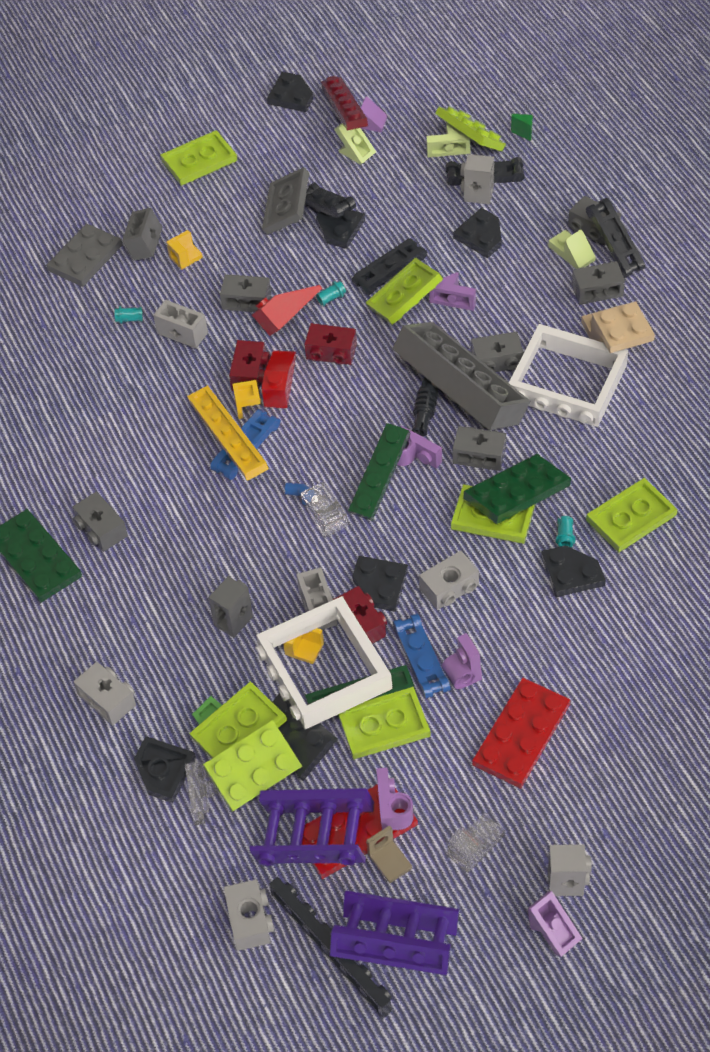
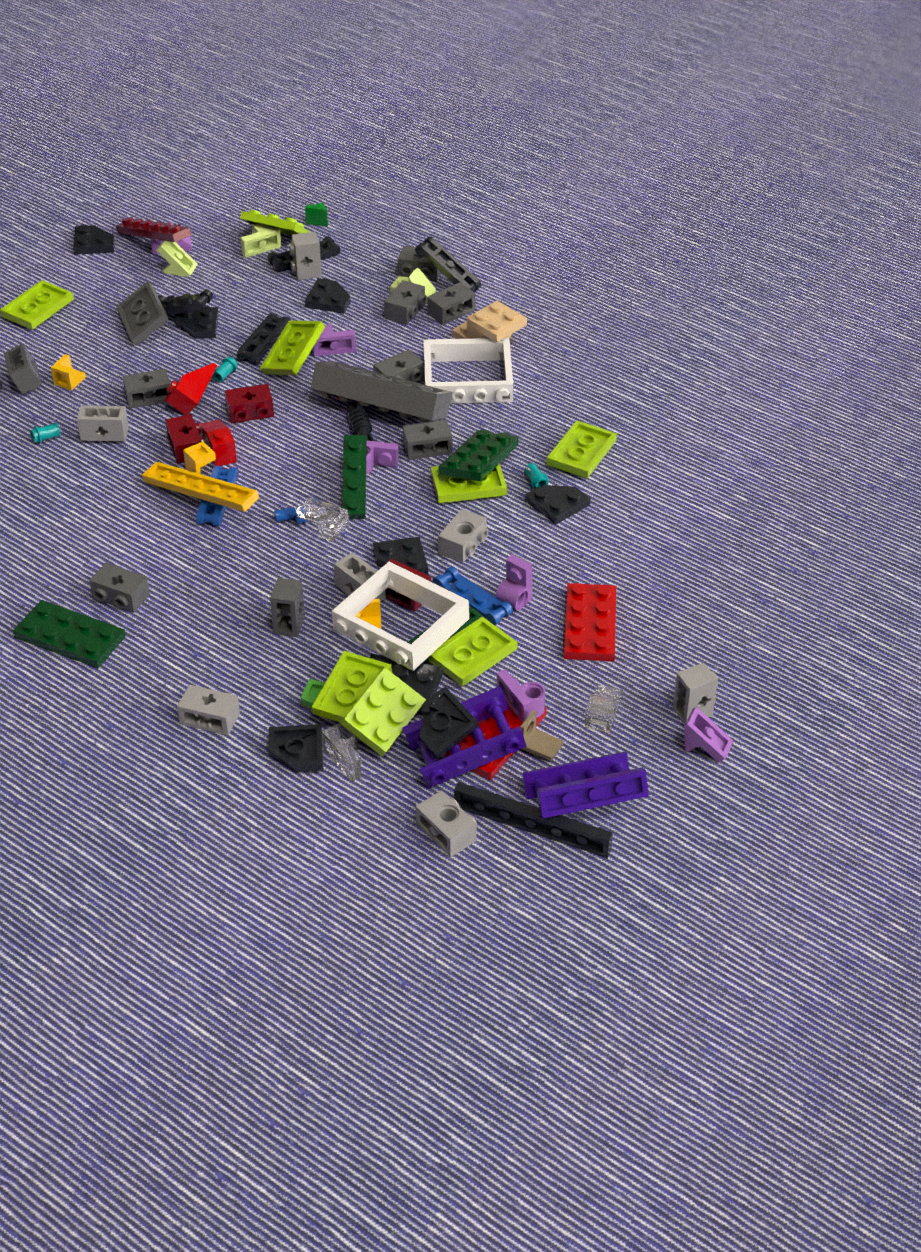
camera: 30 degrees left, 10 degrees down
(294, 807) = (445, 722): none -> black plate
(551, 266) = (405, 302): none -> dark grey brick

